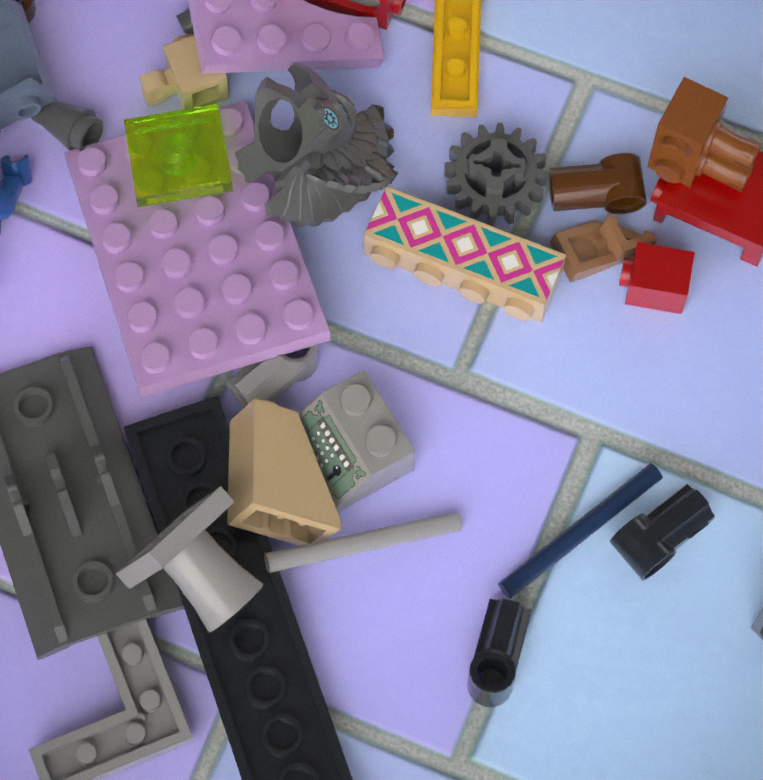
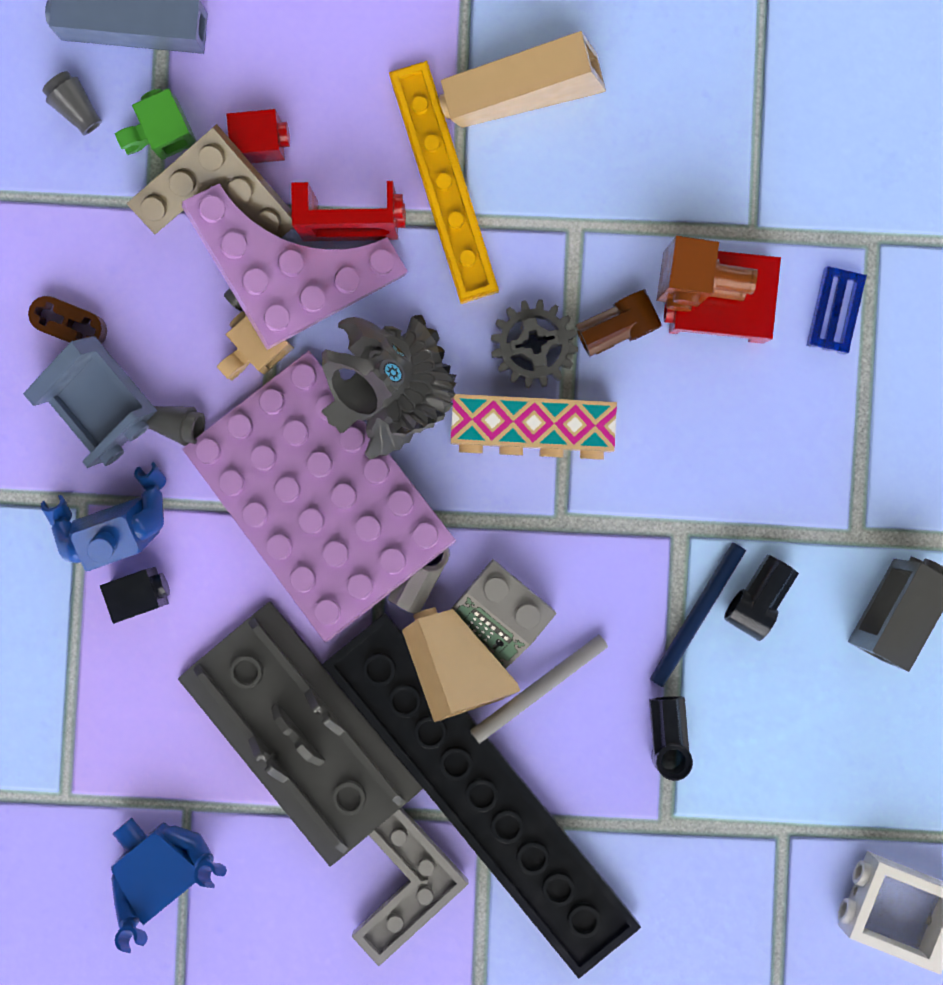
camera: 20 degrees left, 20 degrees up
(178, 155) = (276, 427): clear neon green plate -> none
(197, 563) = (412, 767): light grey plant -> none
(596, 246) = (633, 374): medium nougat slope -> none
(657, 277) = (692, 388): red brick -> none

